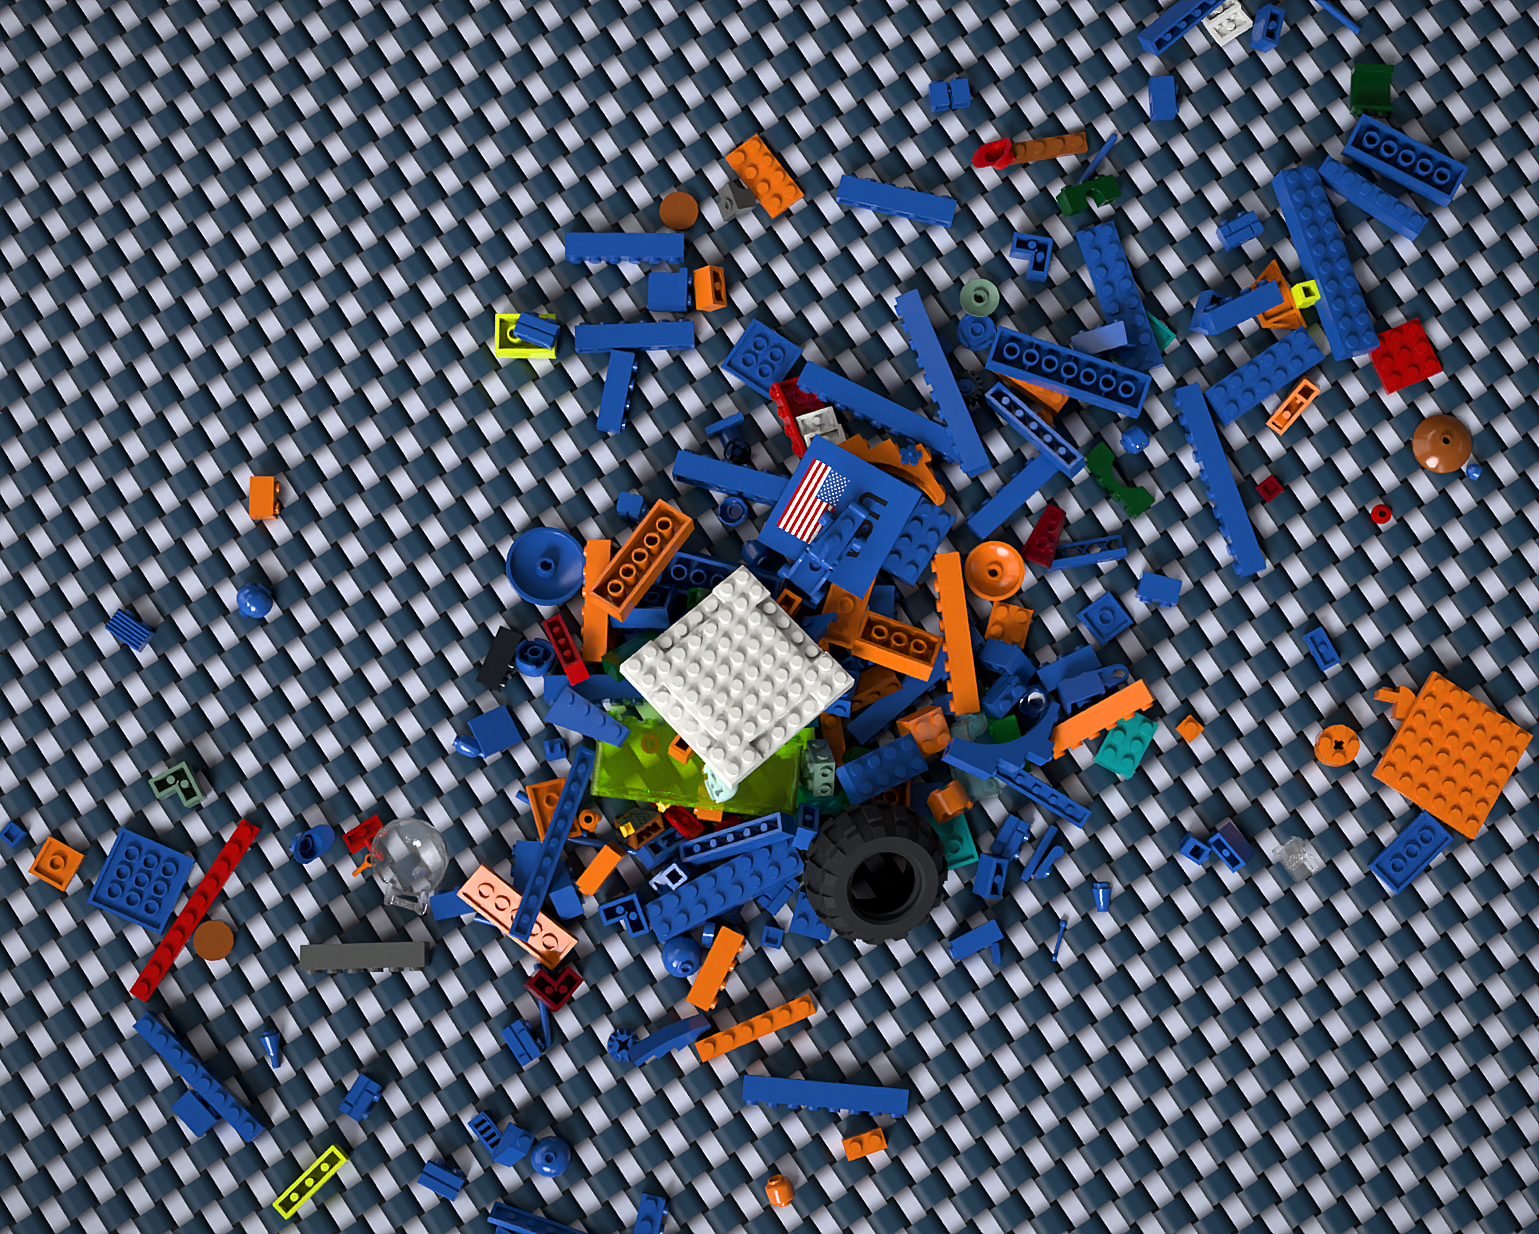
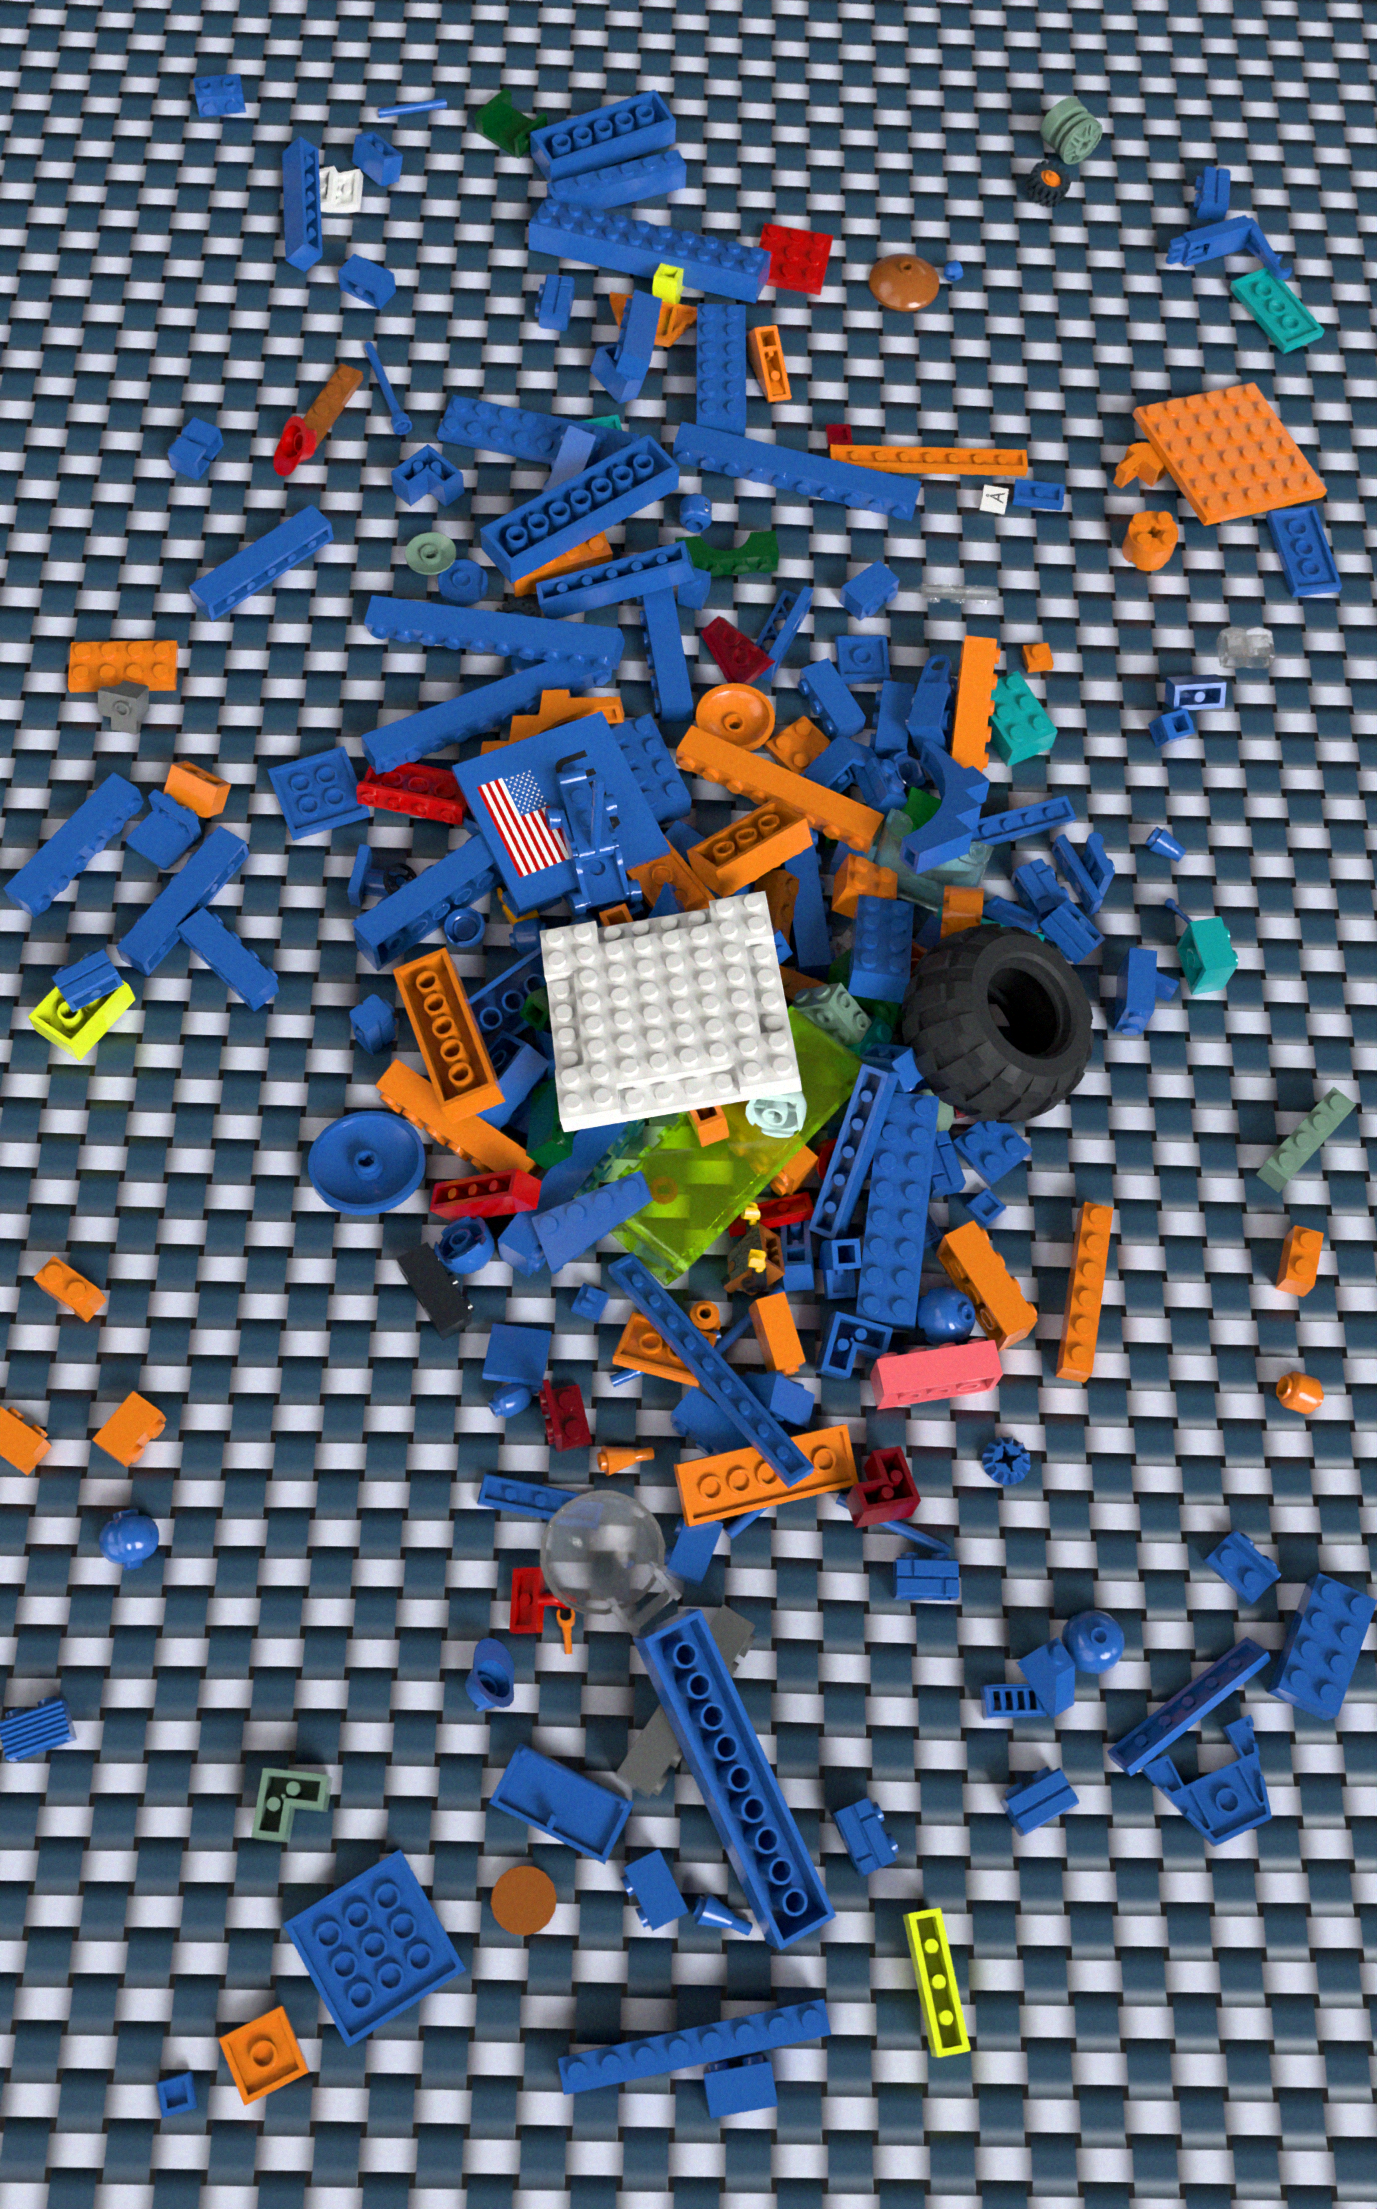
camera: 60 degrees left, 15 degrees down
(195, 910) = (468, 1904): red plate -> none
(261, 1004) = (654, 1890): none -> blue brick
(273, 926) = (562, 1803): none -> blue container
(310, 555) = (130, 1429): none -> orange brick
(337, 1007) = (734, 1778): none -> blue brick
(363, 461) = (70, 1289): none -> orange brick
(422, 796) = (522, 1497): none -> blue tile
(474, 827) = (617, 1458): none -> orange cone
(477, 782) = (567, 1418): none -> dark red bracket
(641, 973) = (935, 1373): none -> coral brick
(674, 1035) = (1034, 1398): blue slope -> none
(679, 211) = (84, 769): dark orange tile -> none
(708, 935) = (939, 1268): blue beam -> none
(822, 423) = (439, 780): white slope -> none
(825, 1094) = (1212, 1268): blue brick -> none
(910, 455) = (548, 704): blue plant -> none
(950, 1102) = (1305, 1139): none -> sand green brick
(978, 831) = (1011, 914): none -> blue tile
(1033, 969) = (1207, 955): none -> teal brick
(1055, 620) = (831, 700): none -> blue brick
(1078, 482) = (695, 592): none -> blue brick
(1101, 189) = (405, 398): dark green arch -> none
(1200, 646) = (958, 593): none -> clear plate
(1295, 559) = (933, 459): none -> orange plate
(1297, 621) = (994, 499): none -> white tile
(1375, 514) = (936, 367): red plate -> none

